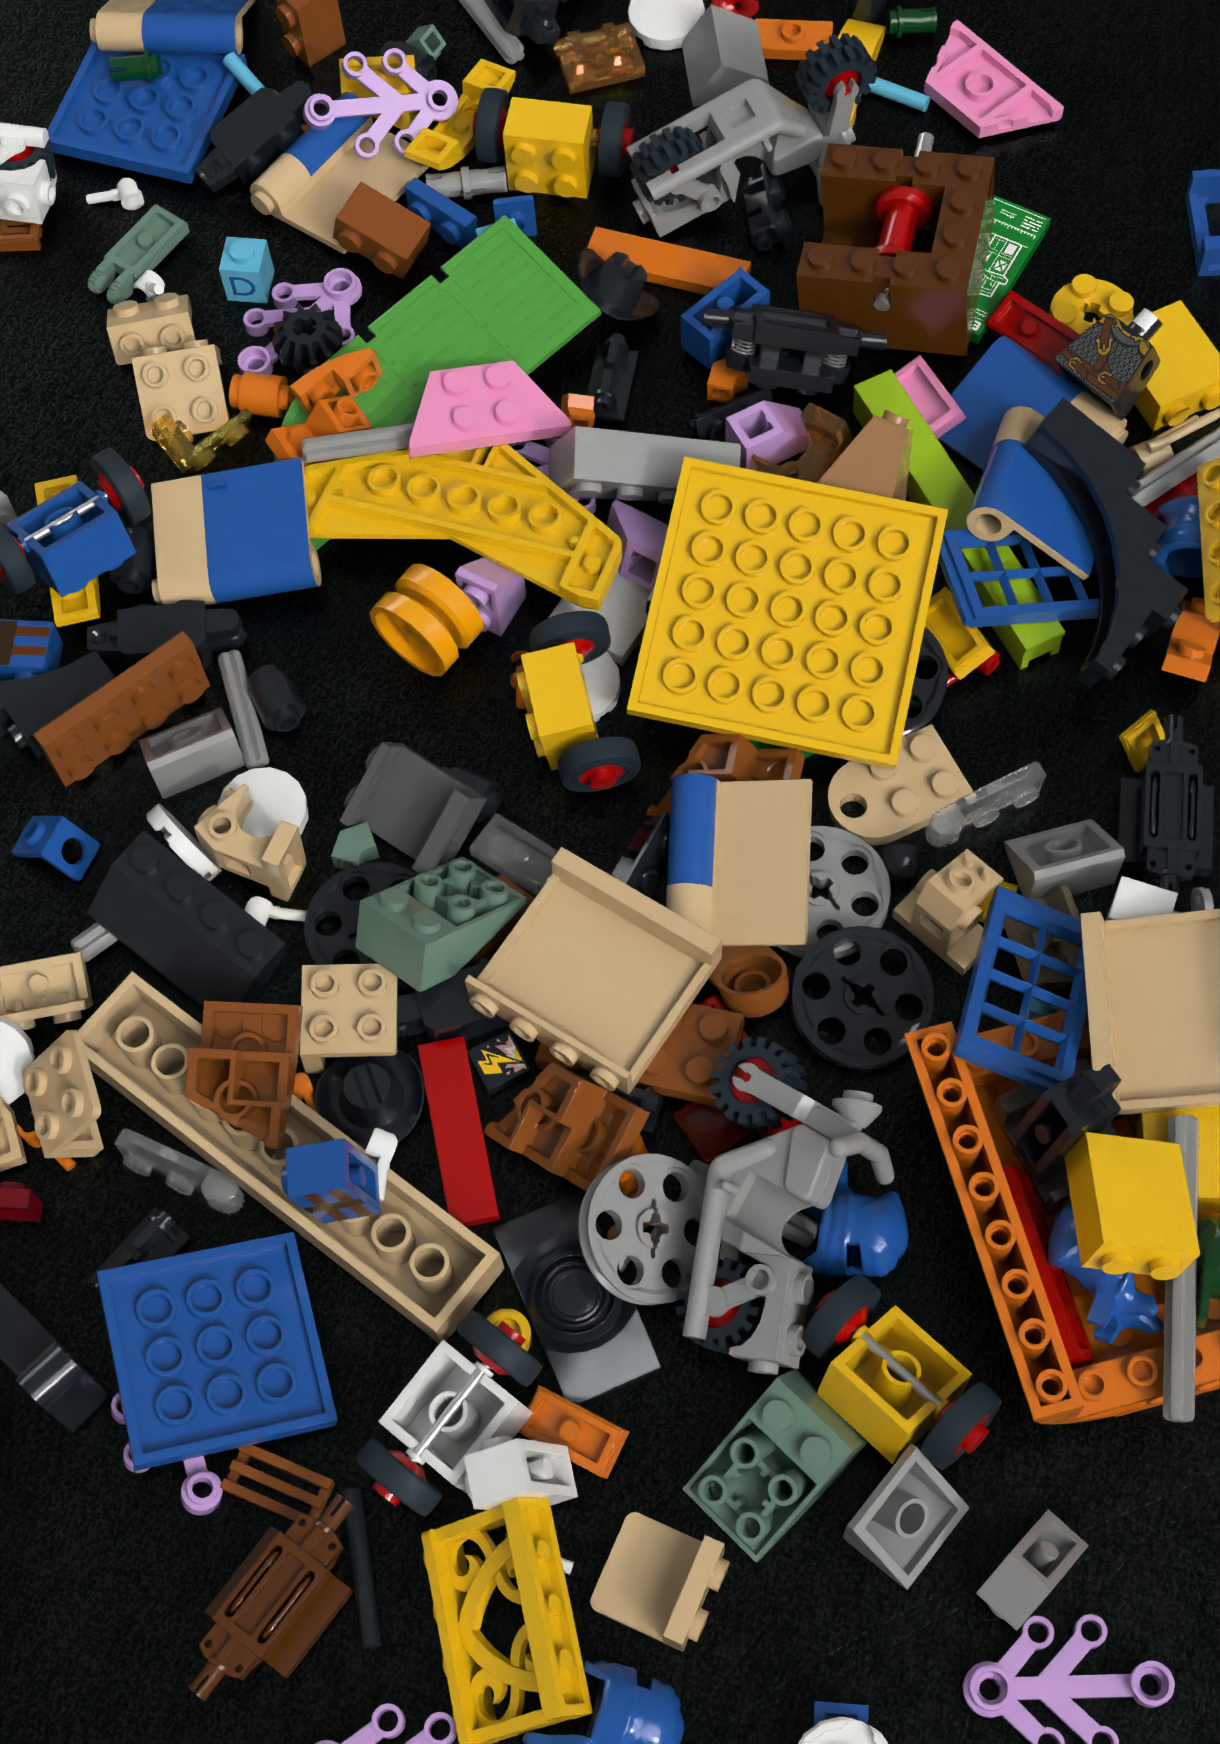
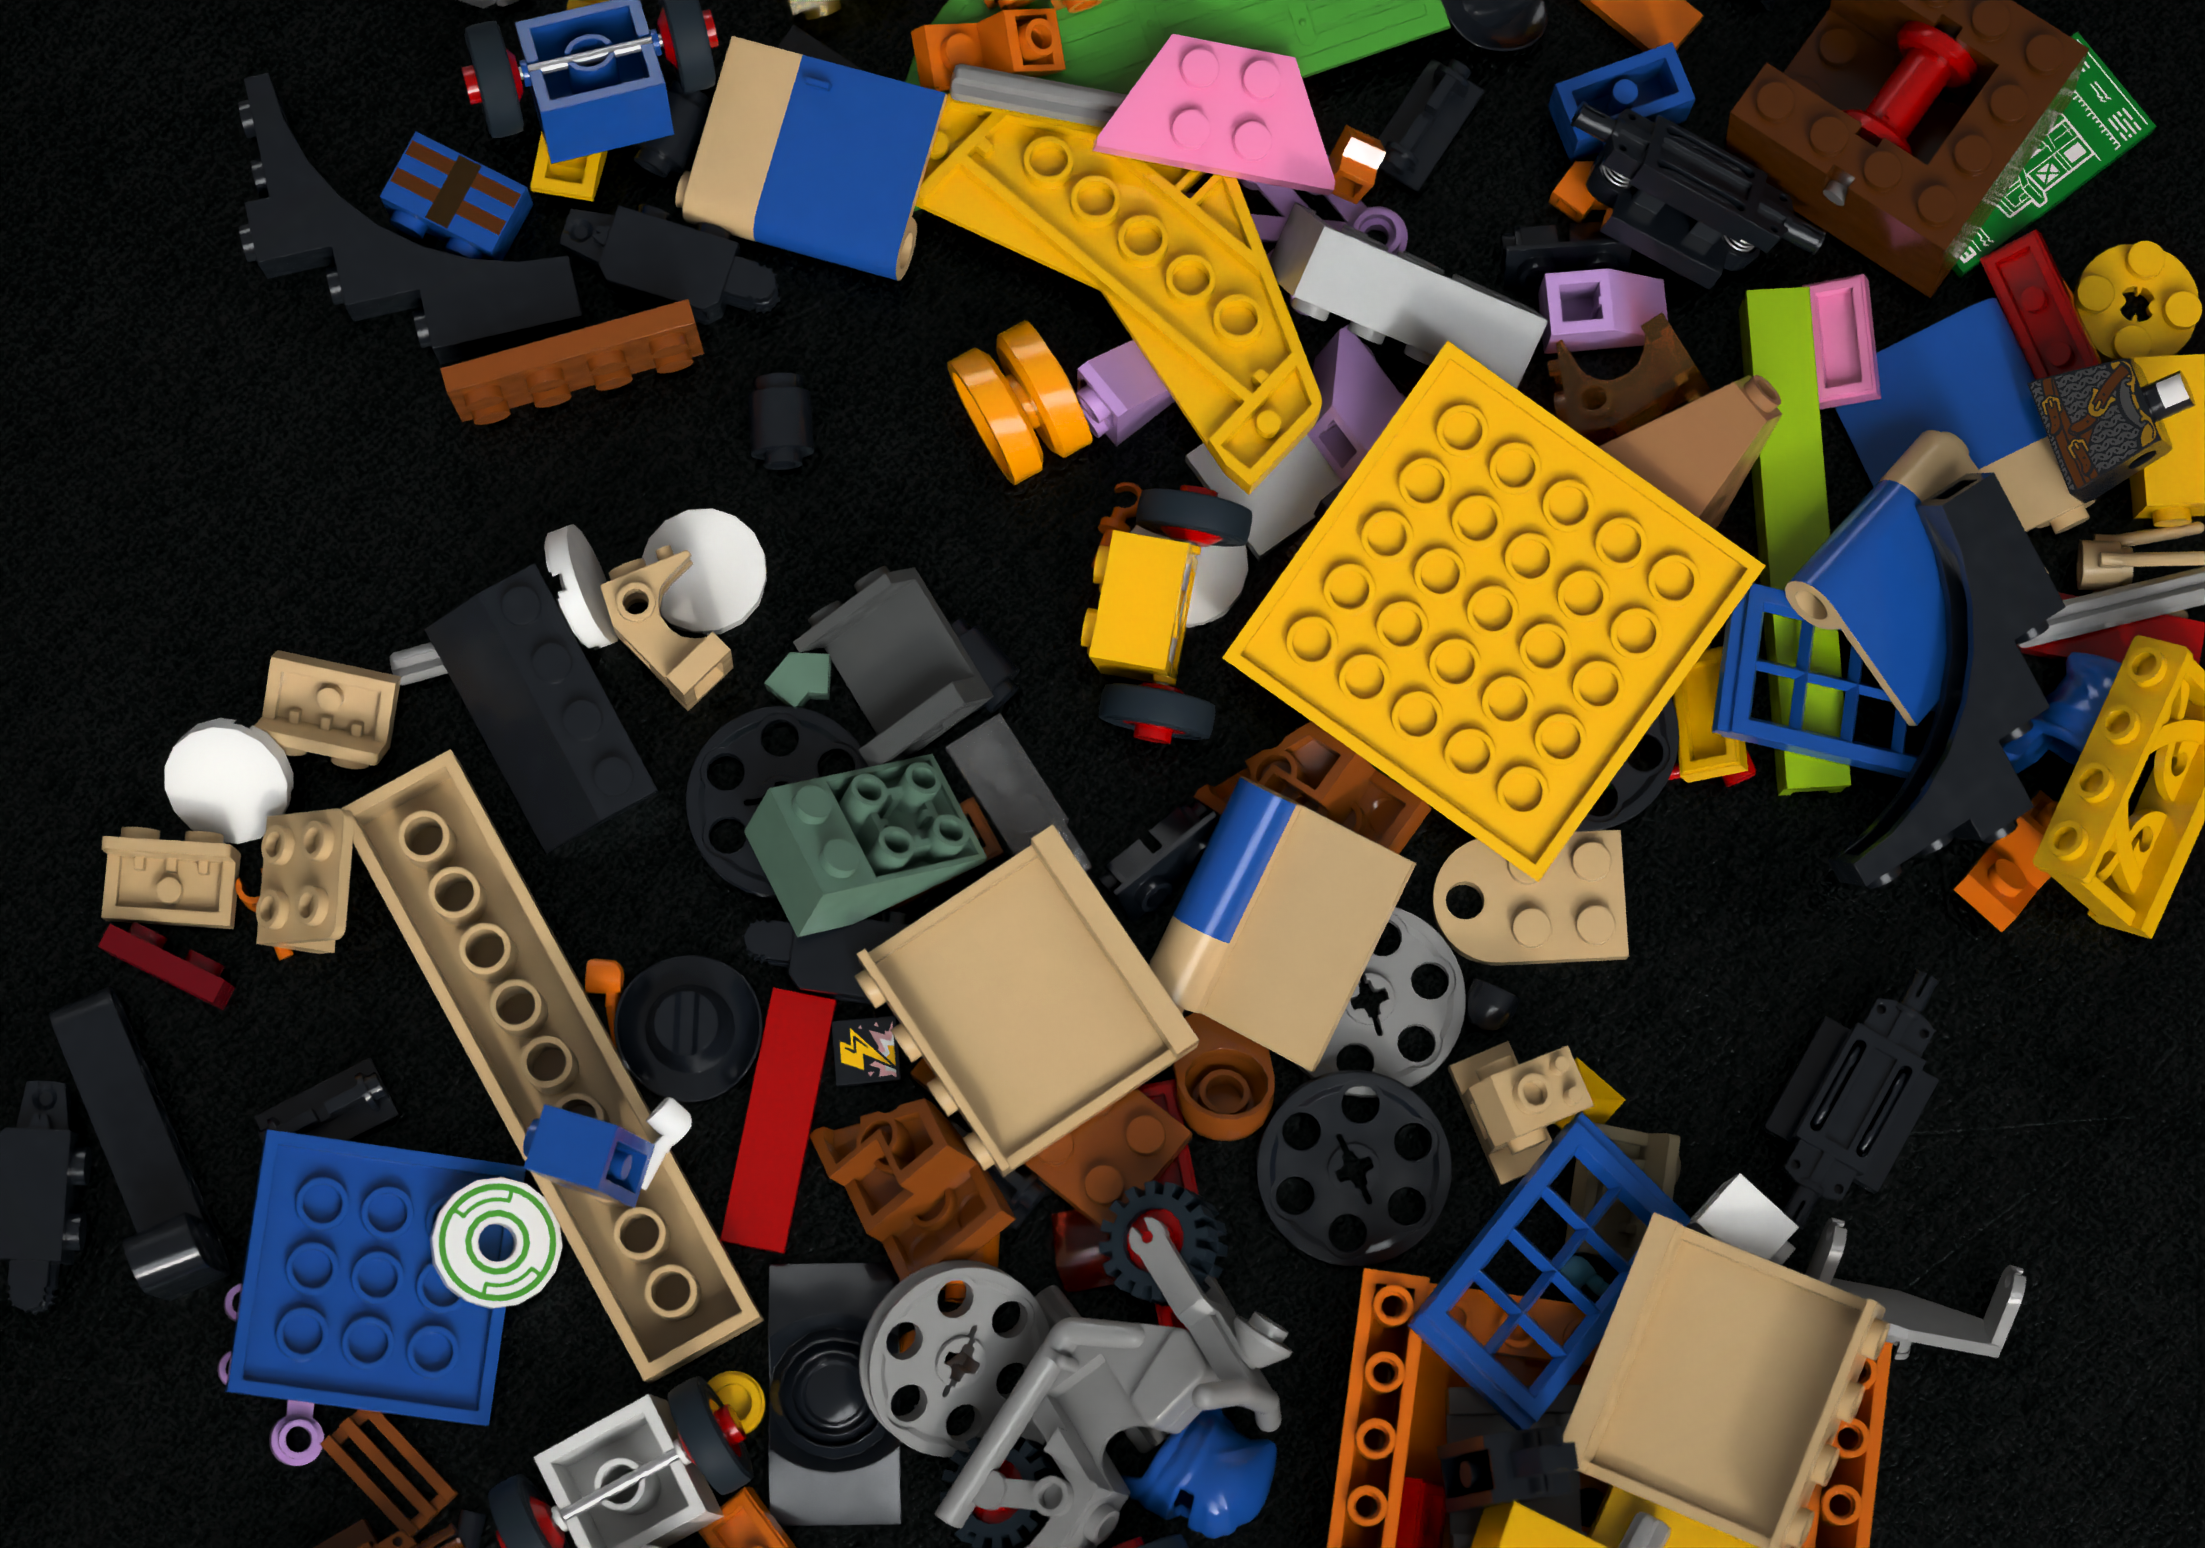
camera: 15 degrees right, 15 degrees up
(44, 839) = (408, 496): blue bracket -> none
(182, 1172) = (418, 1032): clear hinge -> none
(192, 753) = (642, 444): light grey slope -> none
(243, 710) = (731, 414): light grey axle -> none
(247, 1065) = (545, 944): dark orange slope -> none
(262, 909) = (645, 714): white hand -> none
(292, 1260) = (457, 1249): none -> white tile
(347, 1013) = (700, 915): tan bracket -> none
(985, 803) = (1629, 976): clear hinge -> none
(1068, 855) = (1698, 1089): light grey slope -> none
(1139, 737) = (1882, 972): yellow slope -> none

